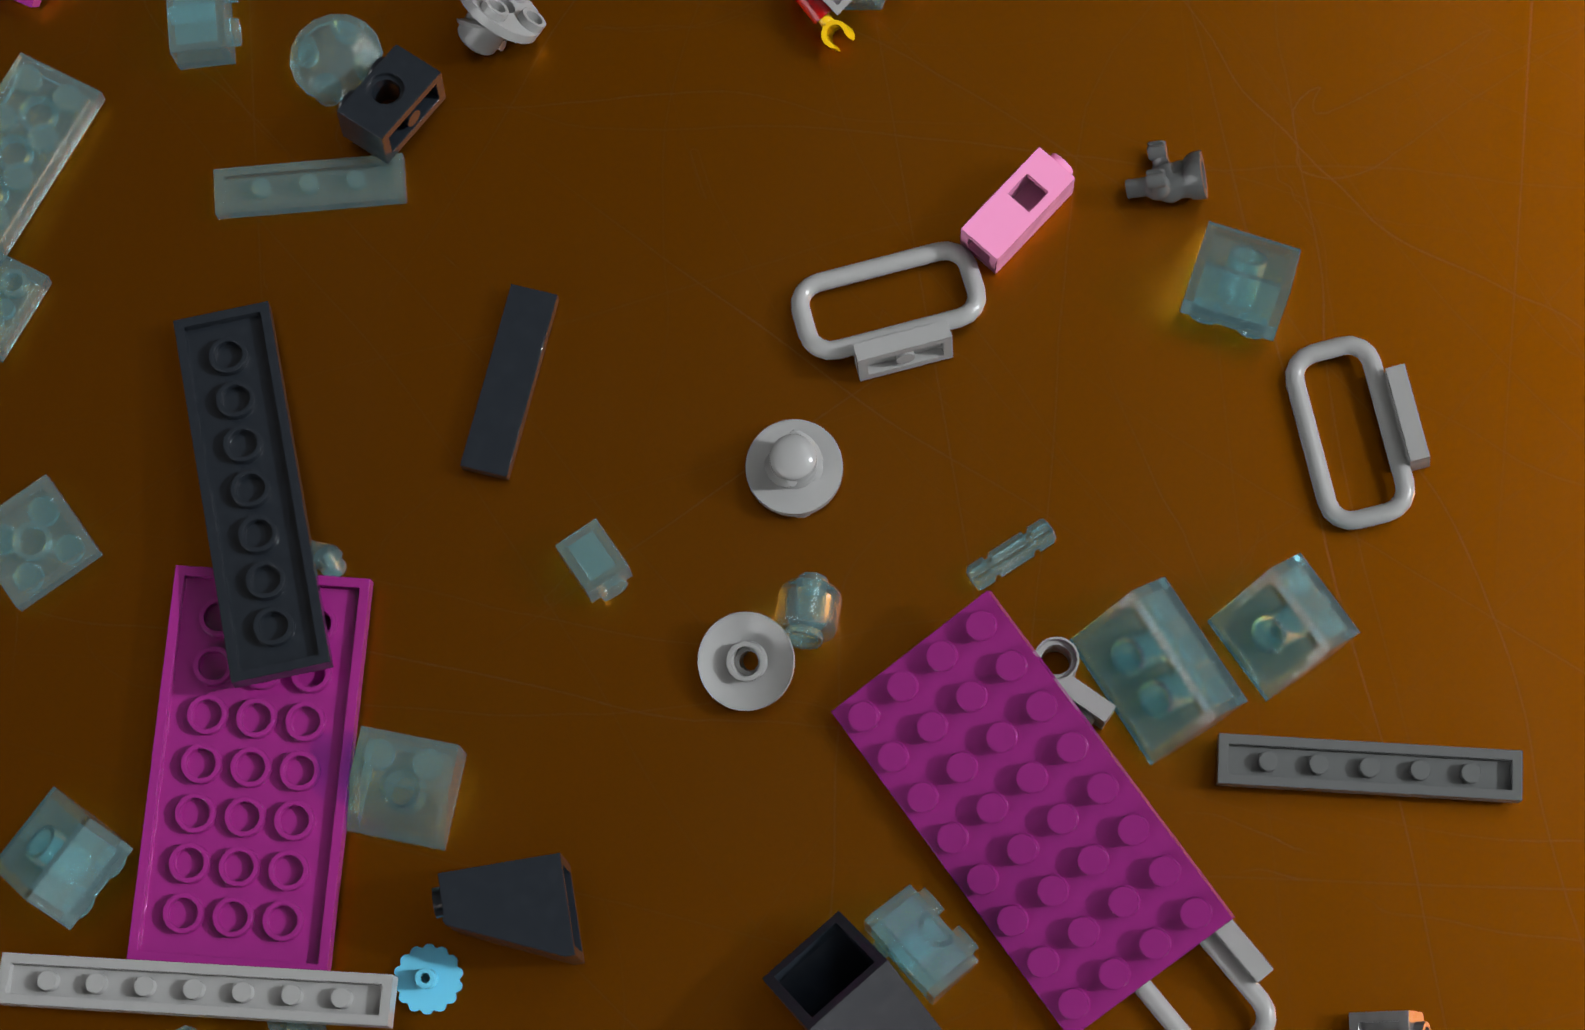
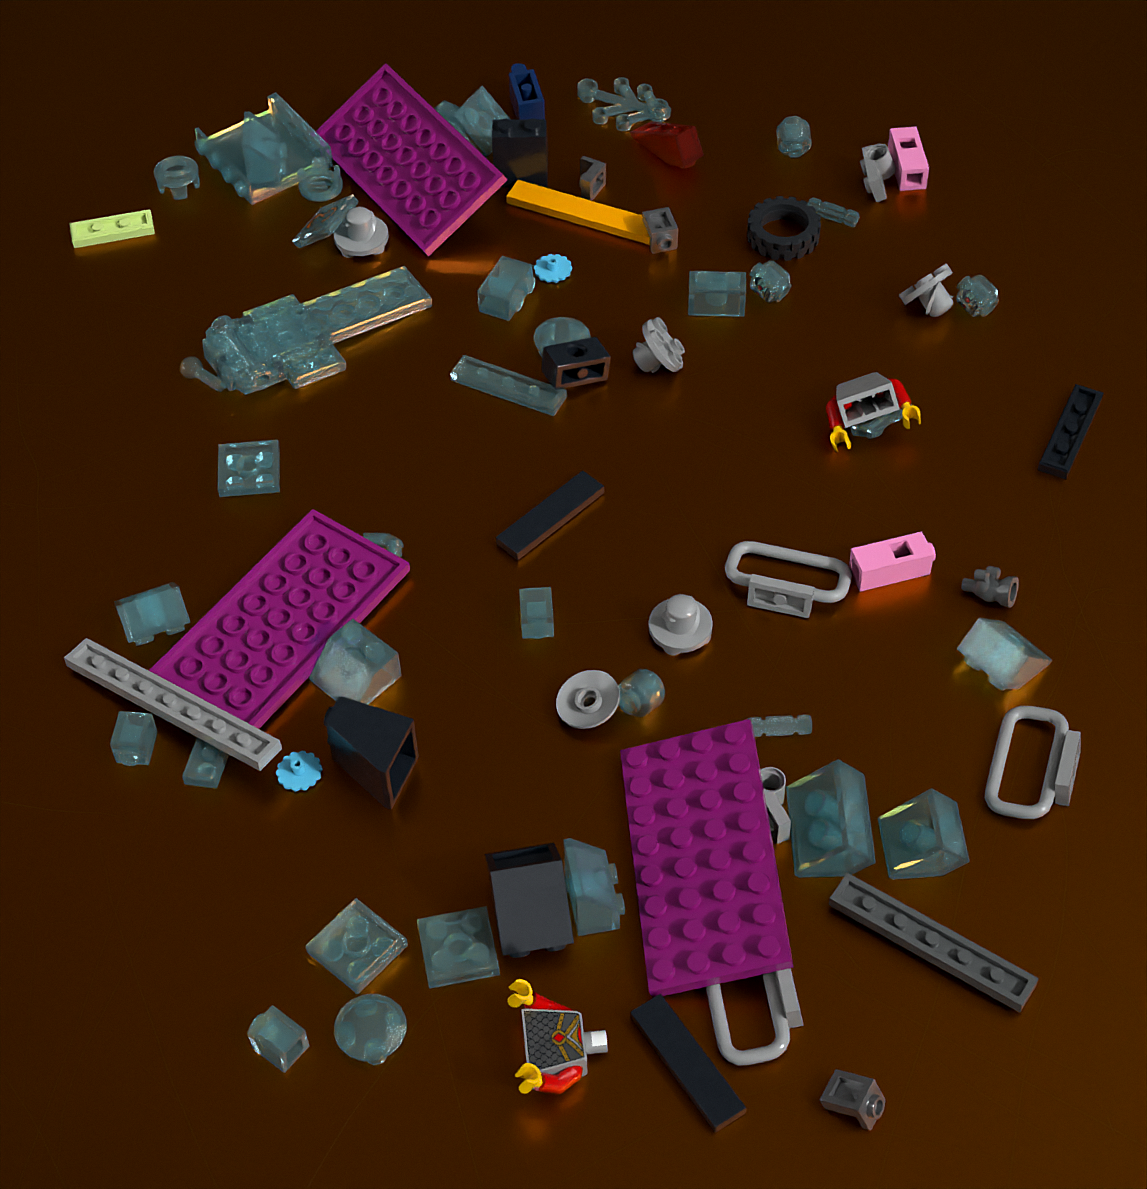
camera: 25 degrees right, 25 degrees down
(252, 495) = (374, 496): black plate -> none

